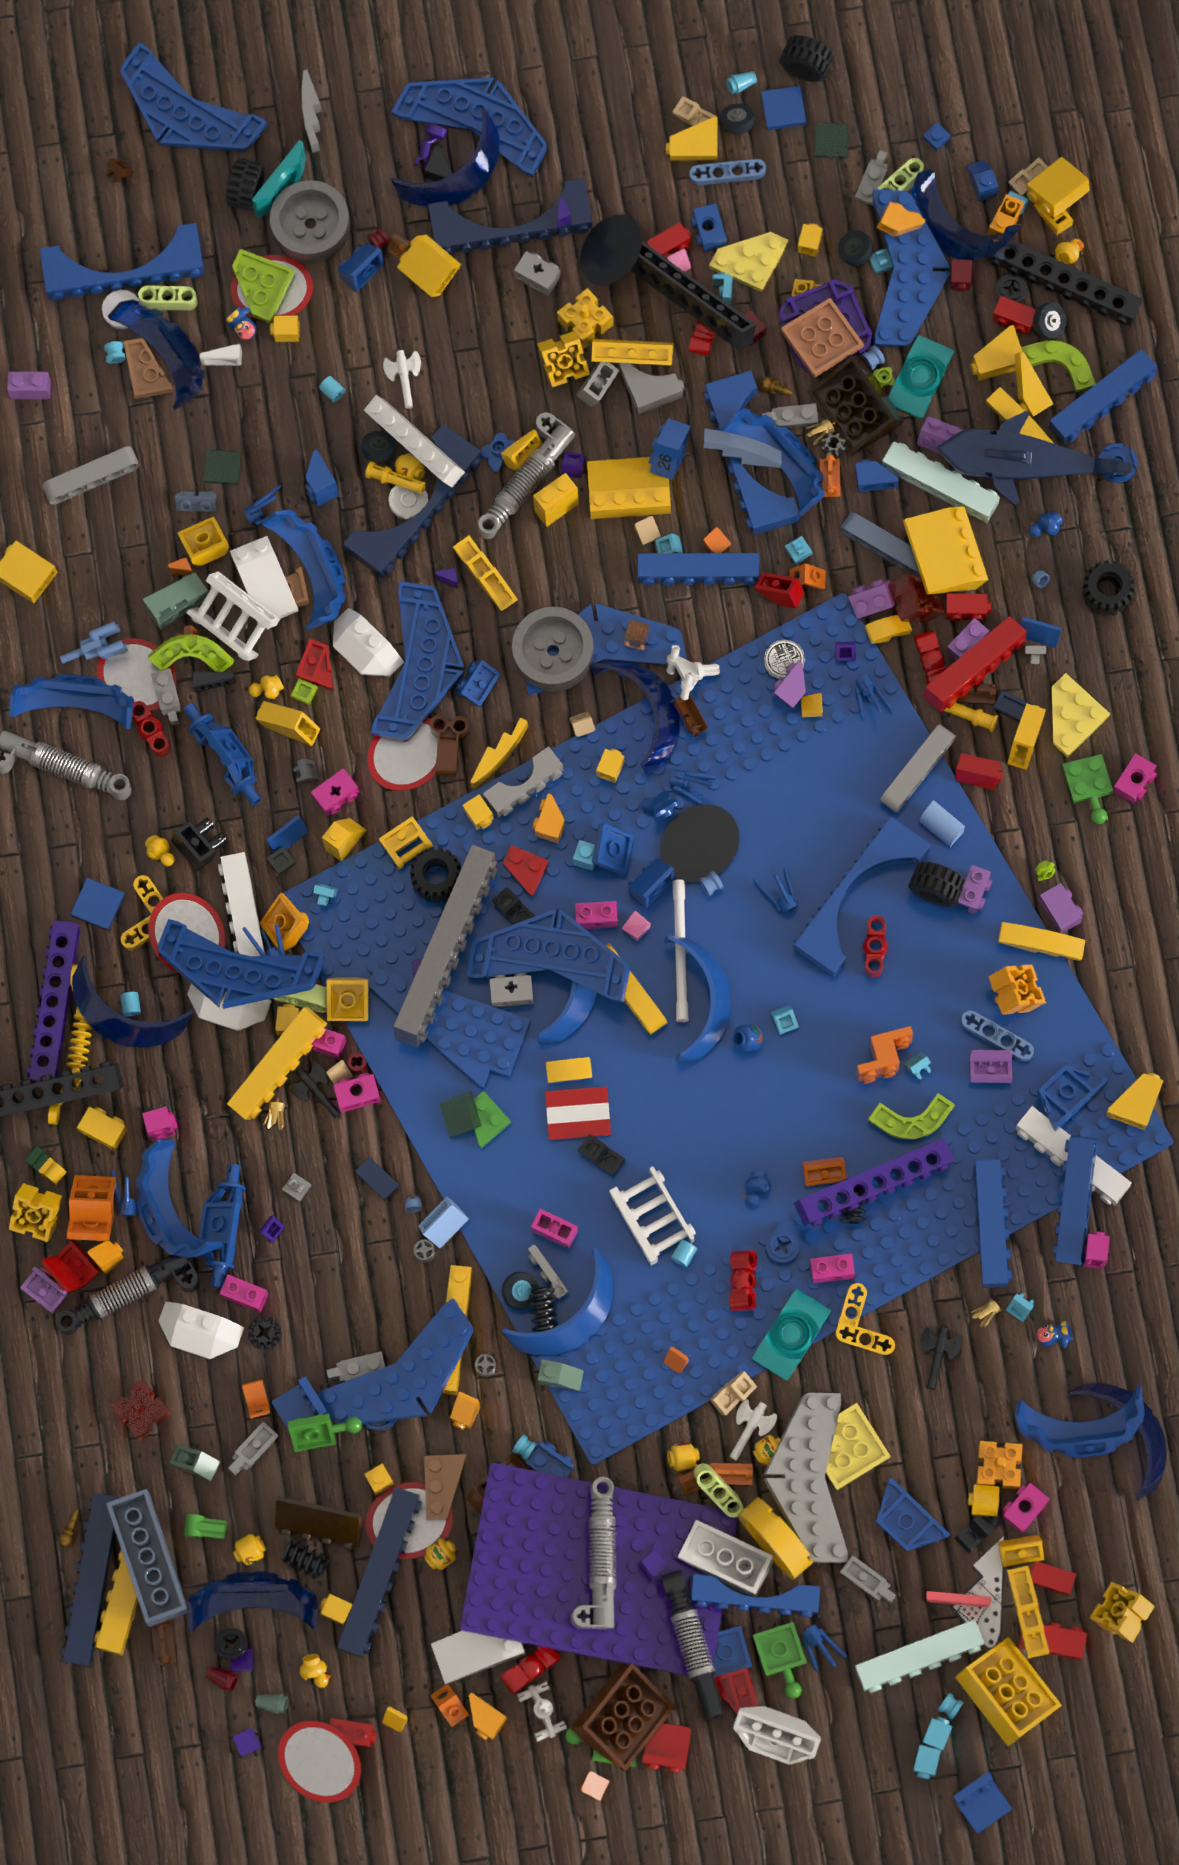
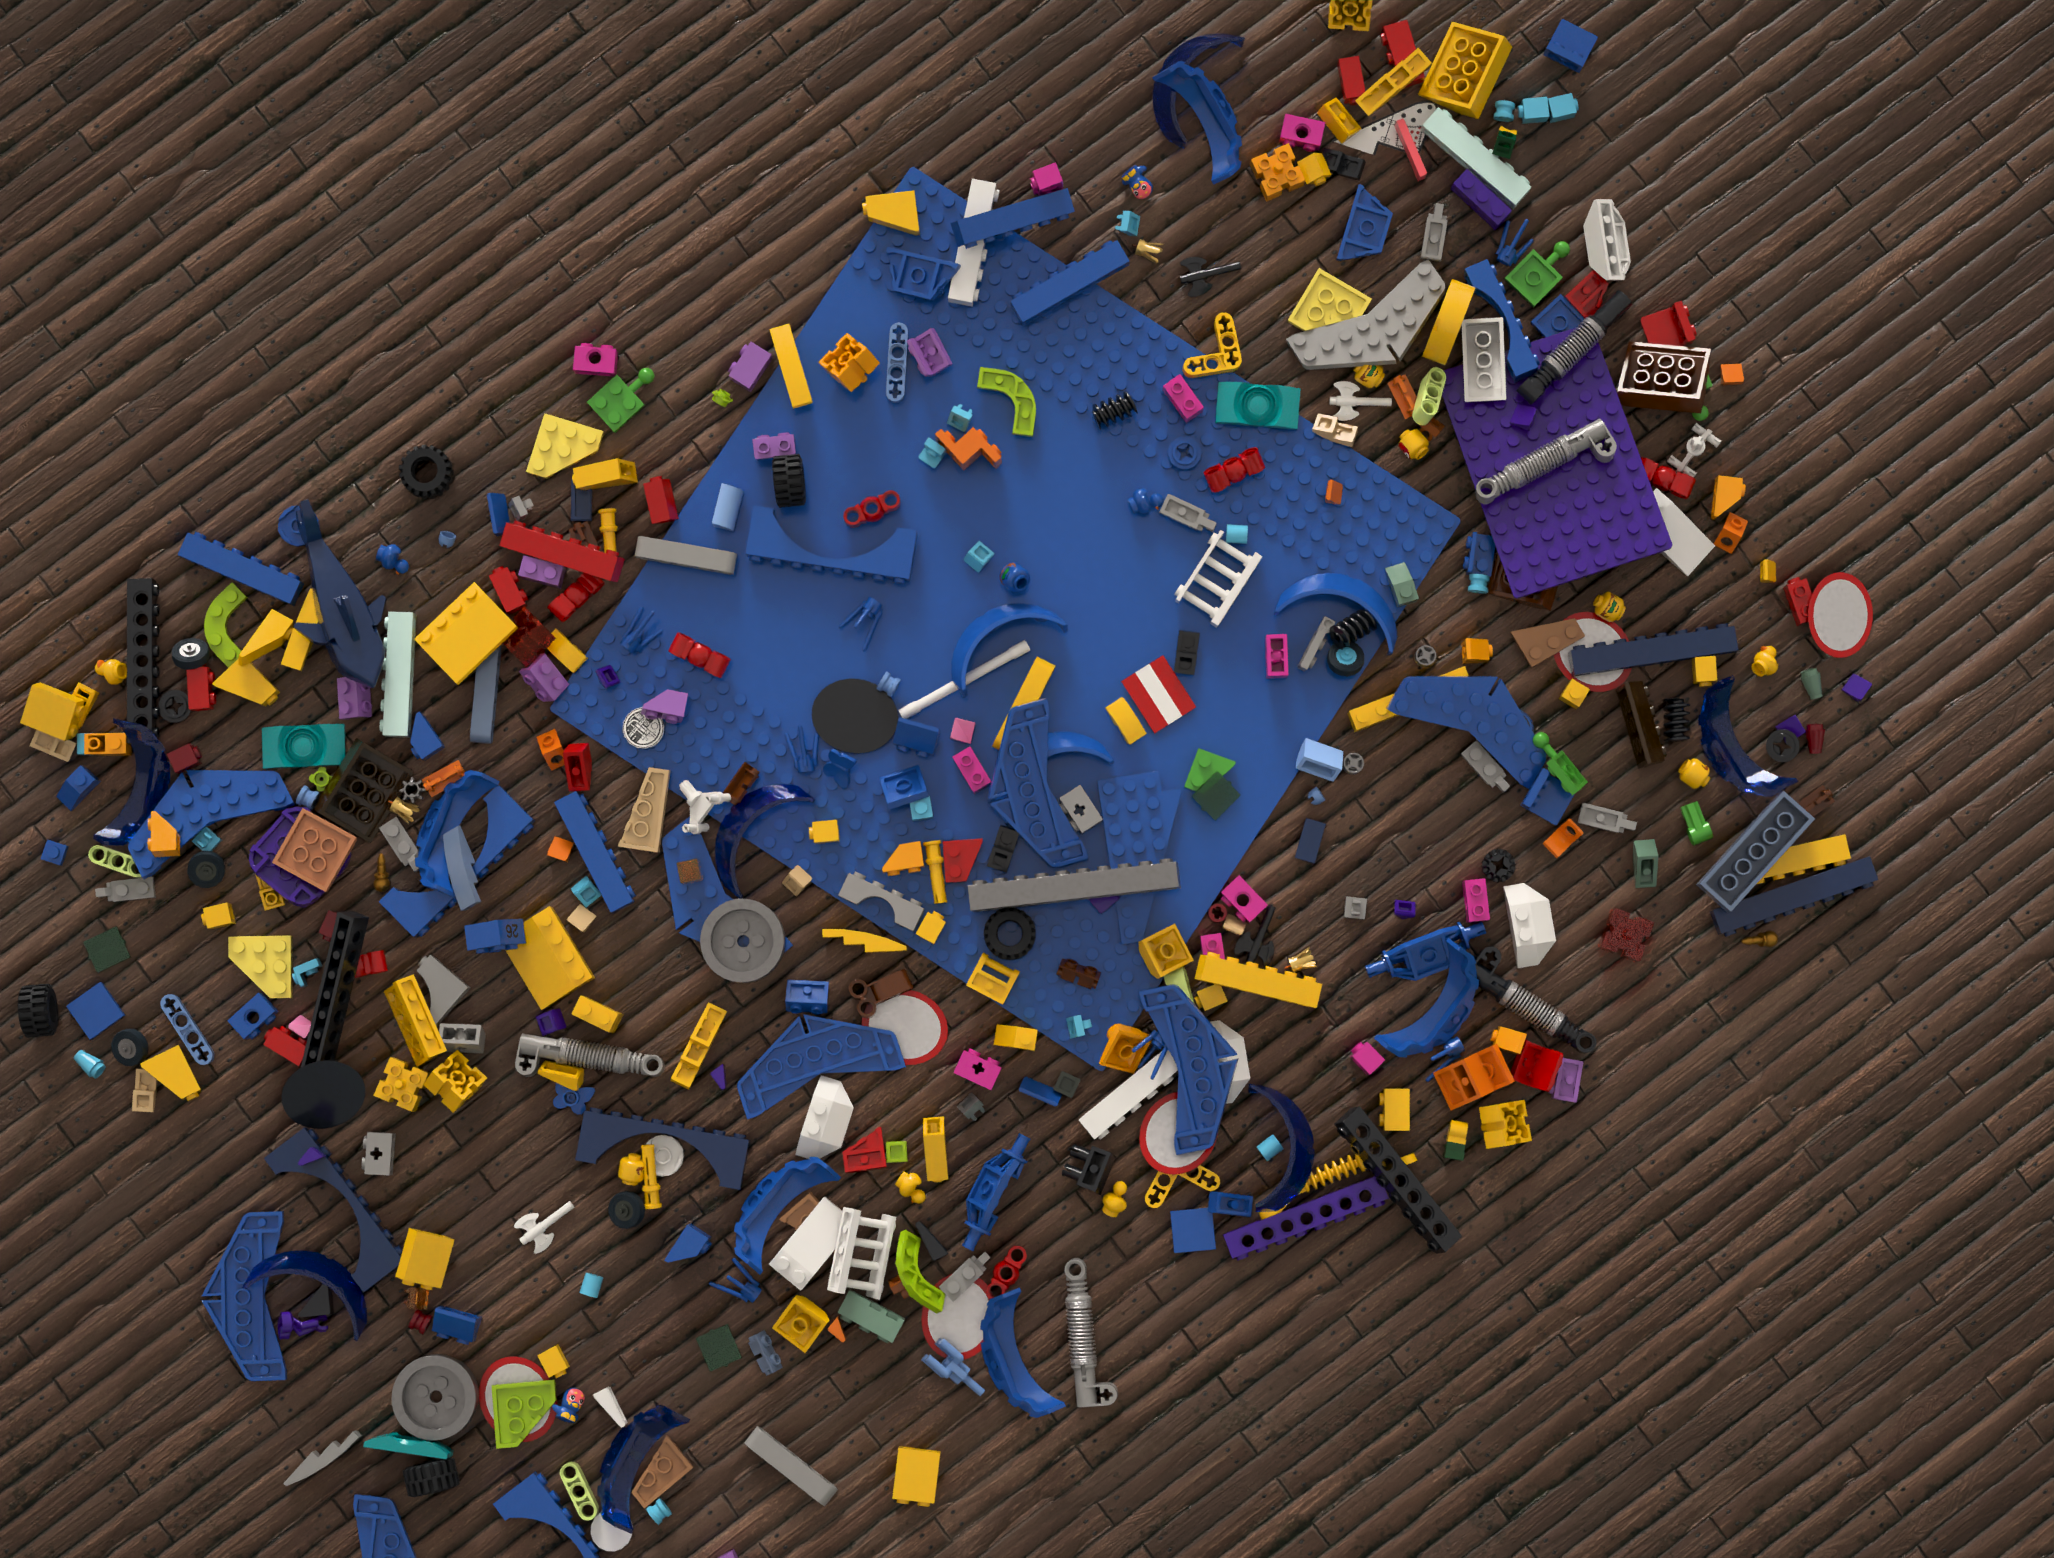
camera: 120 degrees left, 10 degrees up
(101, 945) = (1230, 1204): none -> blue slope
(377, 912) = (1070, 969): none -> reddish brown hinge
(414, 441) = (607, 1176): white brick -> none
(534, 845) = (934, 861): none -> yellow pin
(703, 625) = (648, 813): none -> tan wing
(725, 1218) = (1186, 514): none -> light grey hinge
(798, 550) = (529, 771): medium azure tile -> none
(812, 705) = (674, 680): yellow slope -> none
(822, 735) = (699, 655): none -> red piece
(824, 1171) = (1097, 451): orange slope -> none
(877, 1639) = (1481, 199): none -> dark purple brick
(897, 1021) = (932, 453): none -> medium azure bracket
(920, 1687) = (1504, 142): none -> dark green leg
(937, 1151) = (1144, 439): dark purple brick -> none

